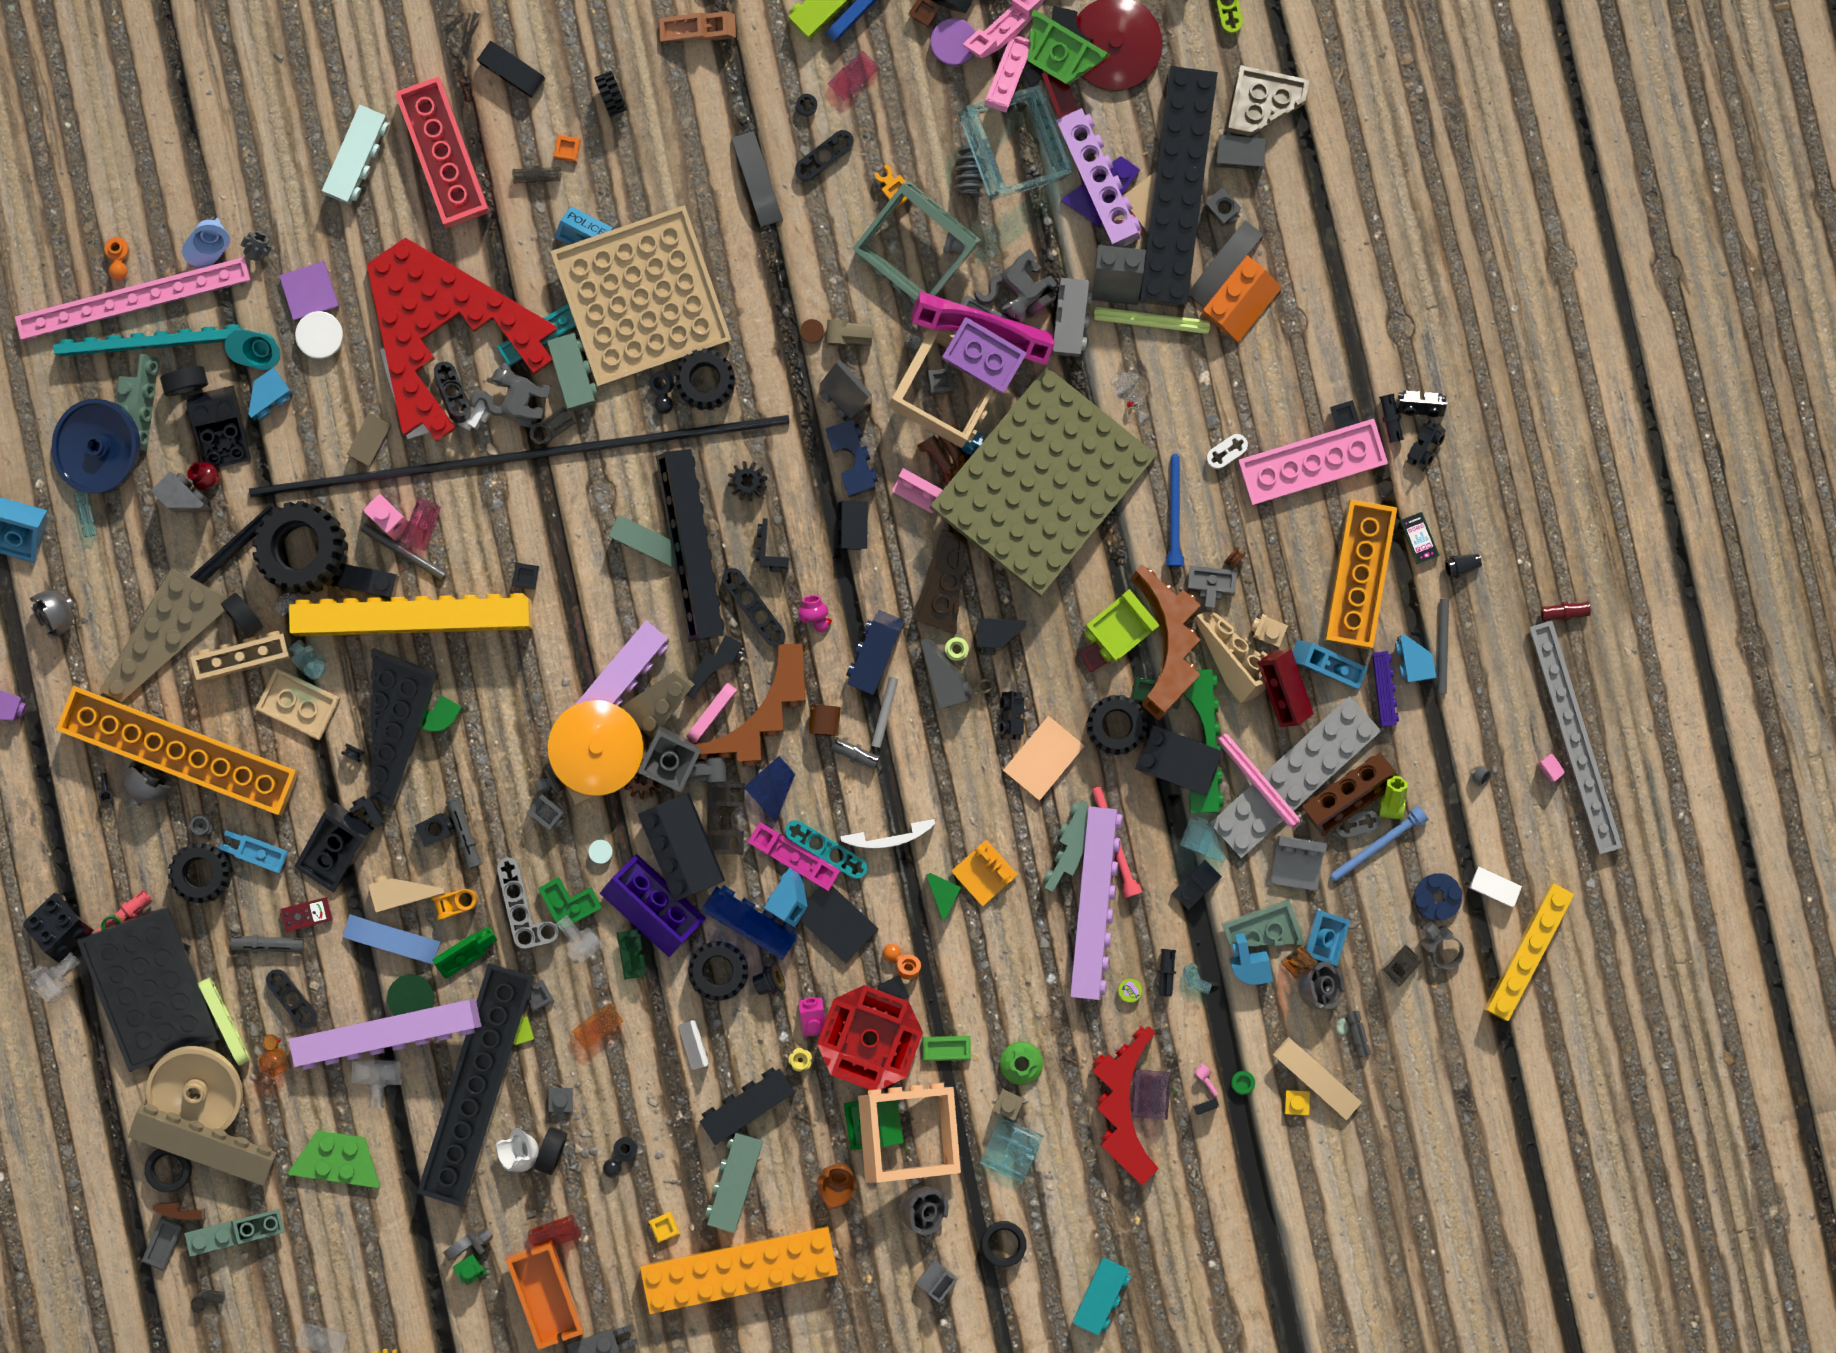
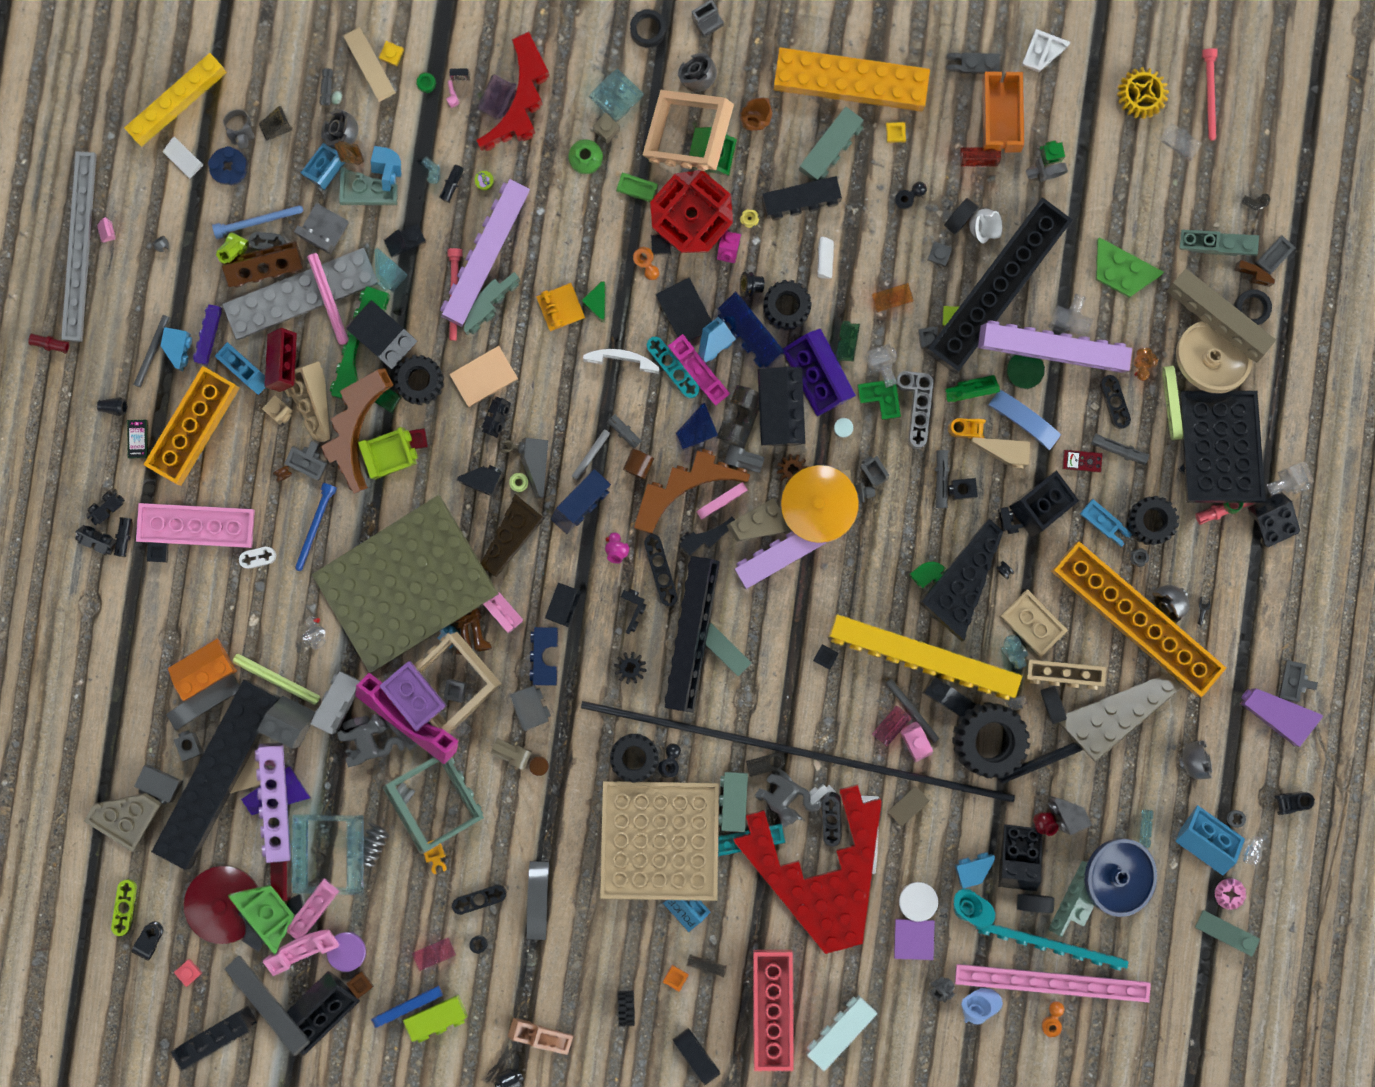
camera: 155 degrees left, 0 degrees up
(669, 759) = (766, 476): dark grey slope -> none

